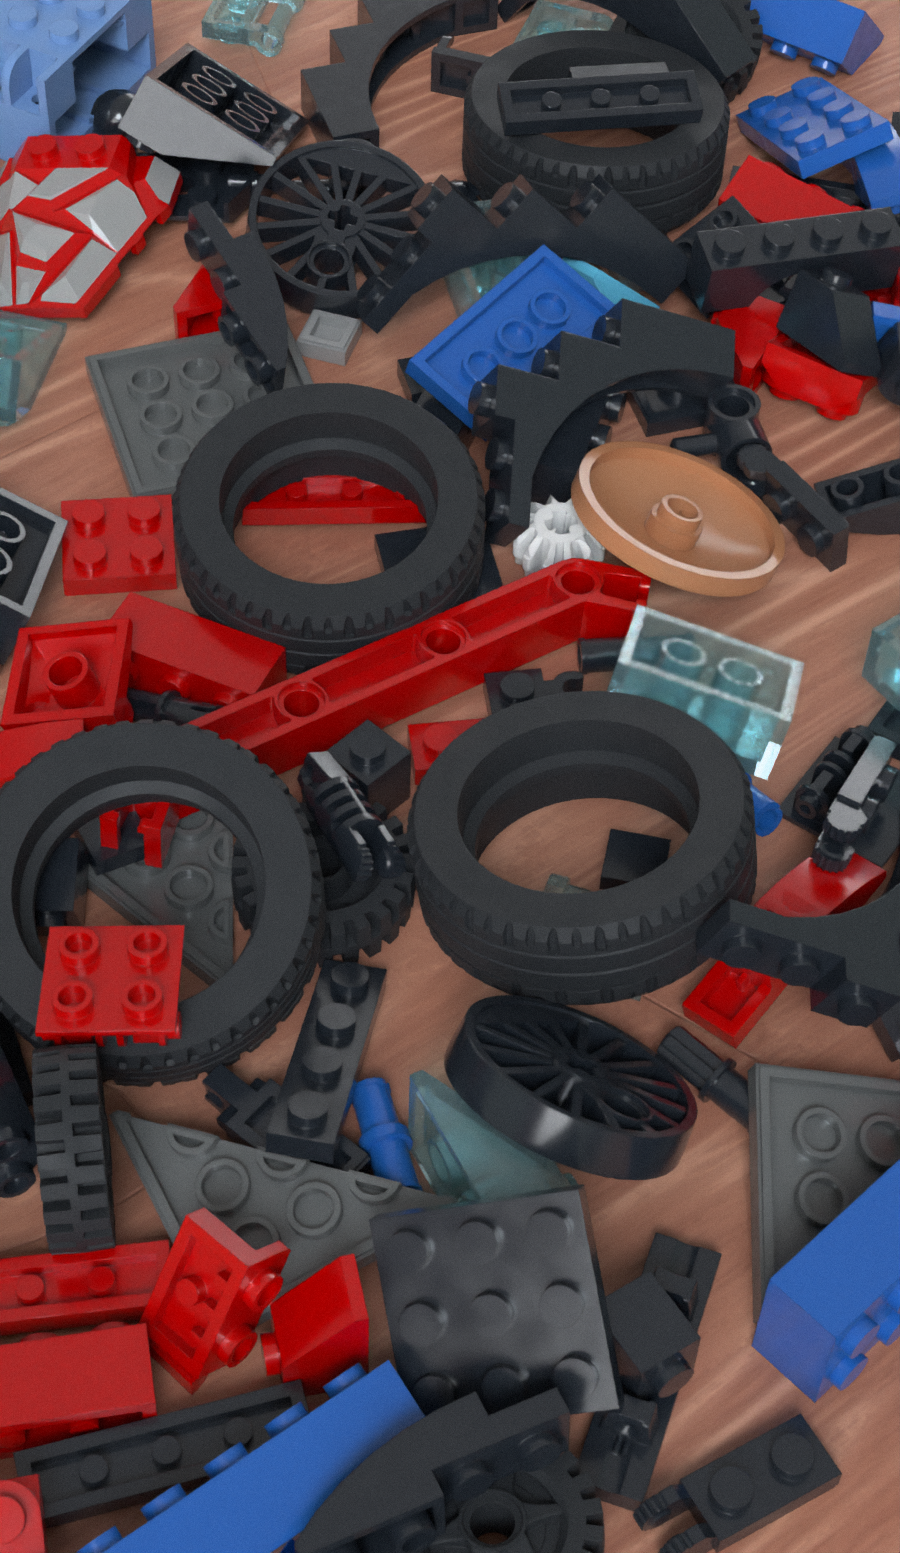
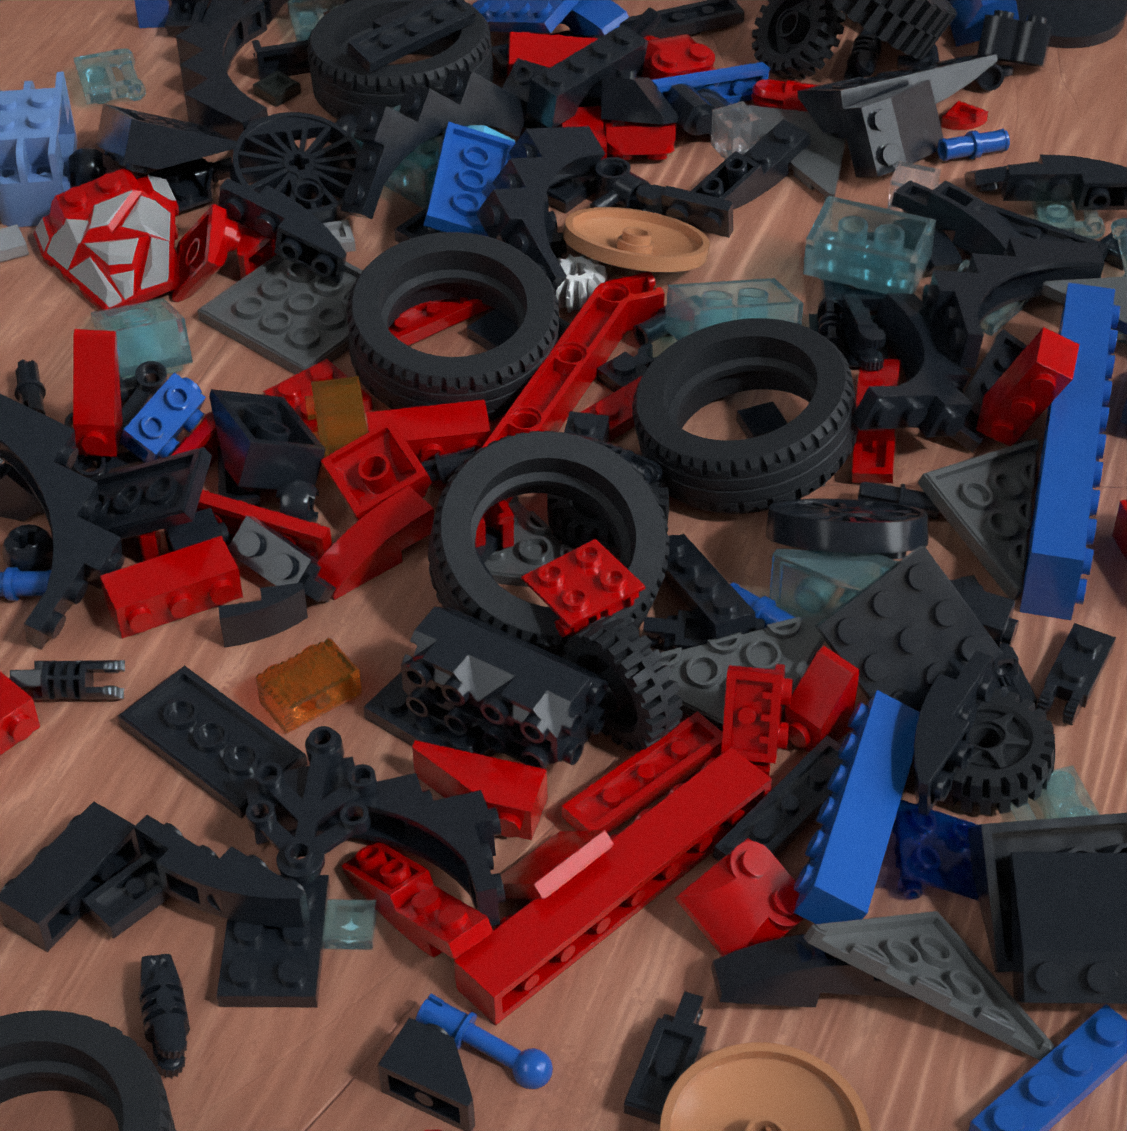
camera: 30 degrees left, 5 degrees down
(94, 575) = (337, 411): none -> clear orange brick
(146, 285) = (204, 251): none -> red slope
(435, 110) = (277, 88): none -> pearl dark grey tile

